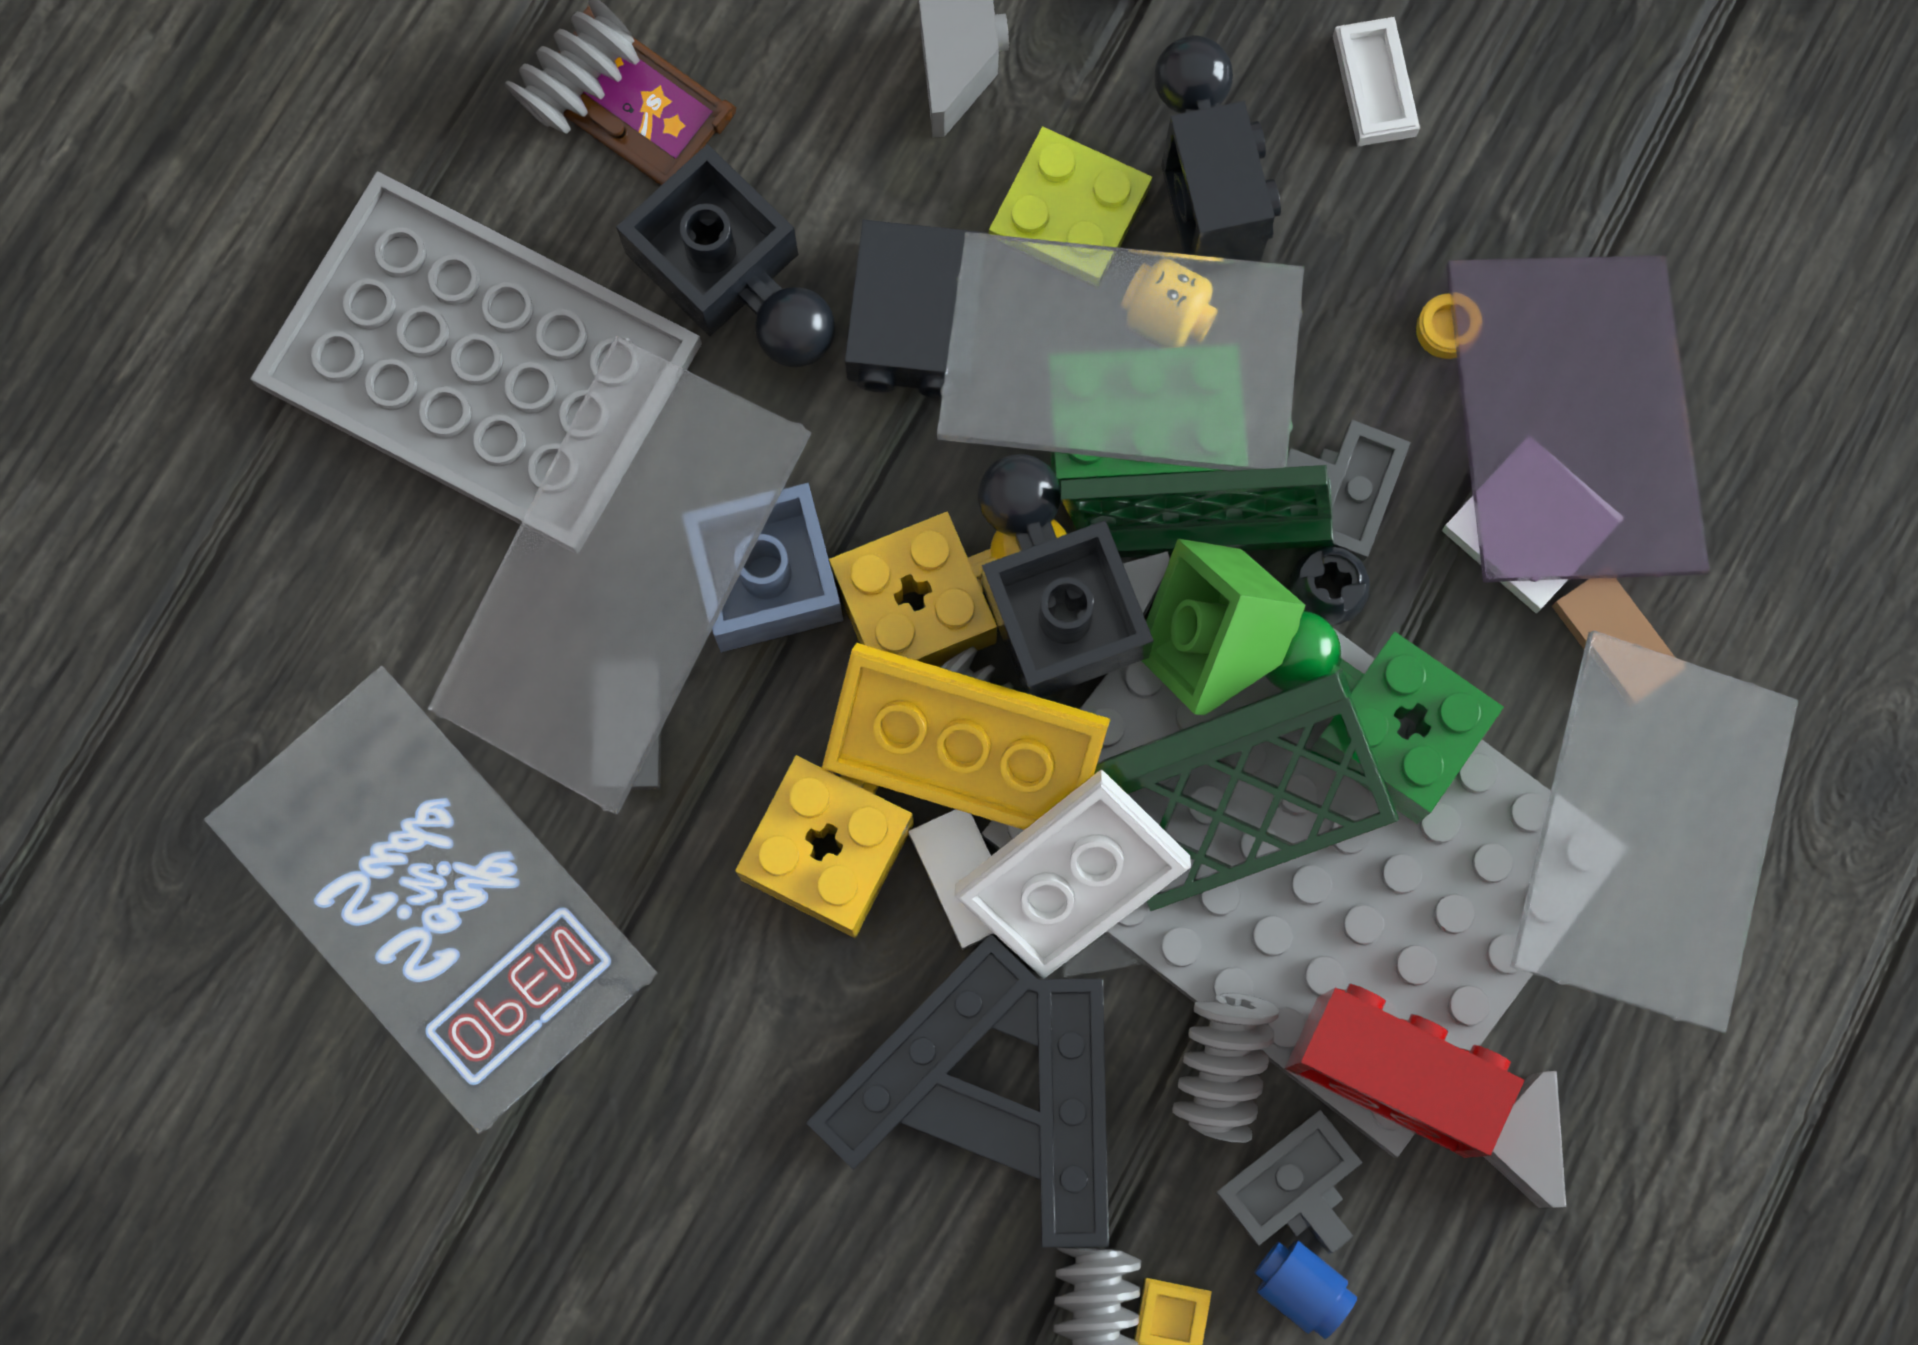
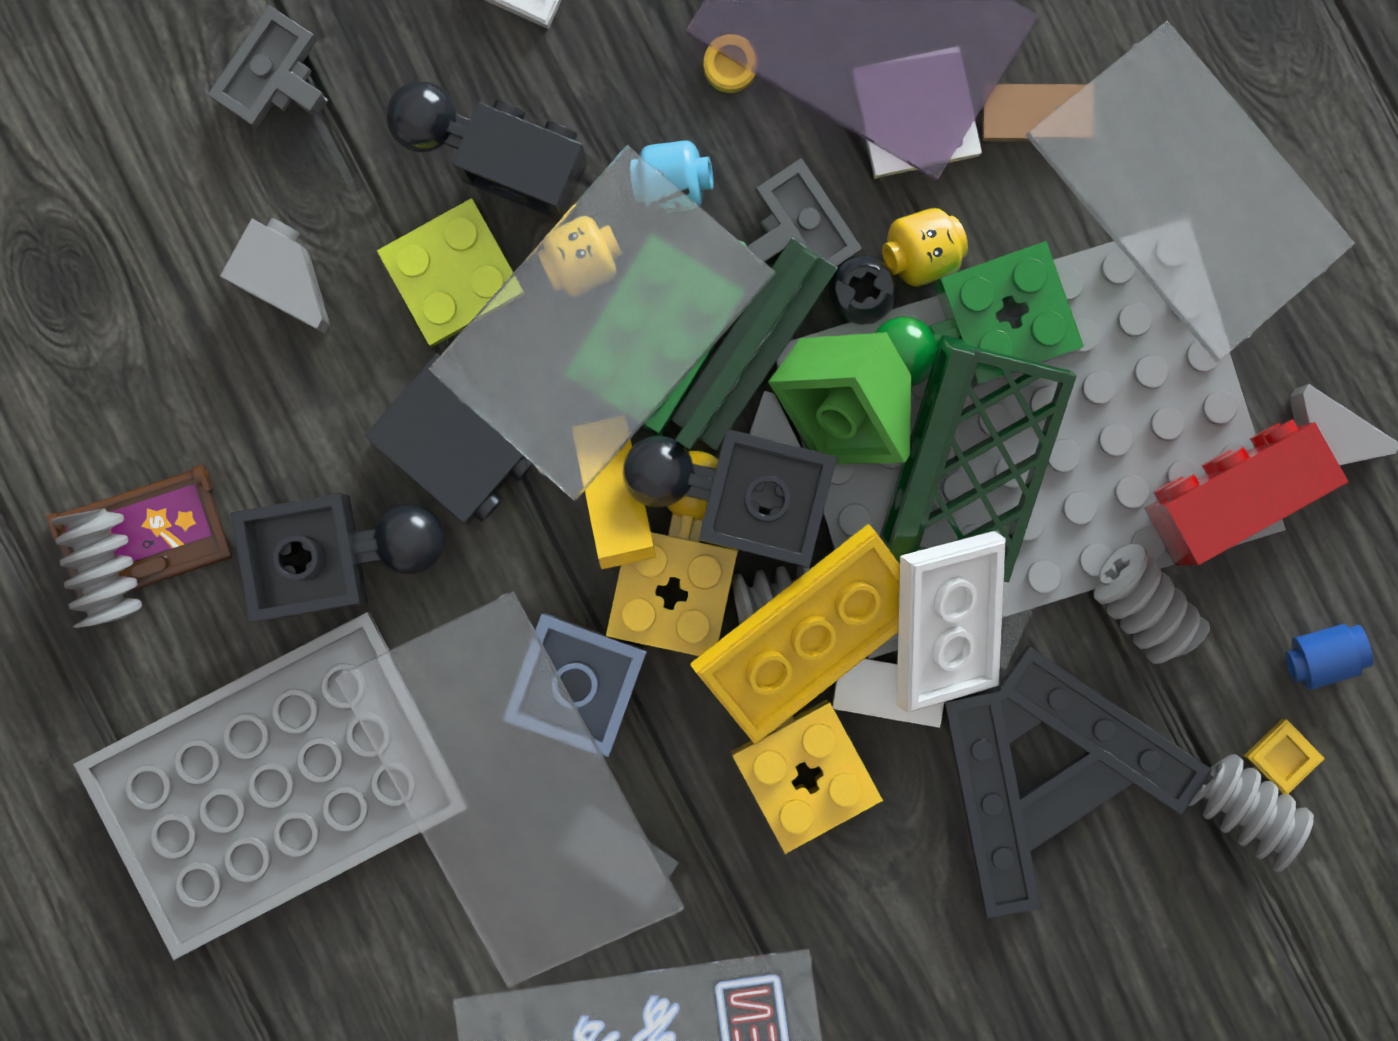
camera: 60 degrees left, 10 degrees up
(947, 492) = (617, 518): none -> yellow tile
(1295, 1186) = (1256, 613): dark grey hinge -> none
(1320, 342) = (682, 167): none -> medium azure head
(1415, 609) = (925, 247): none -> yellow head

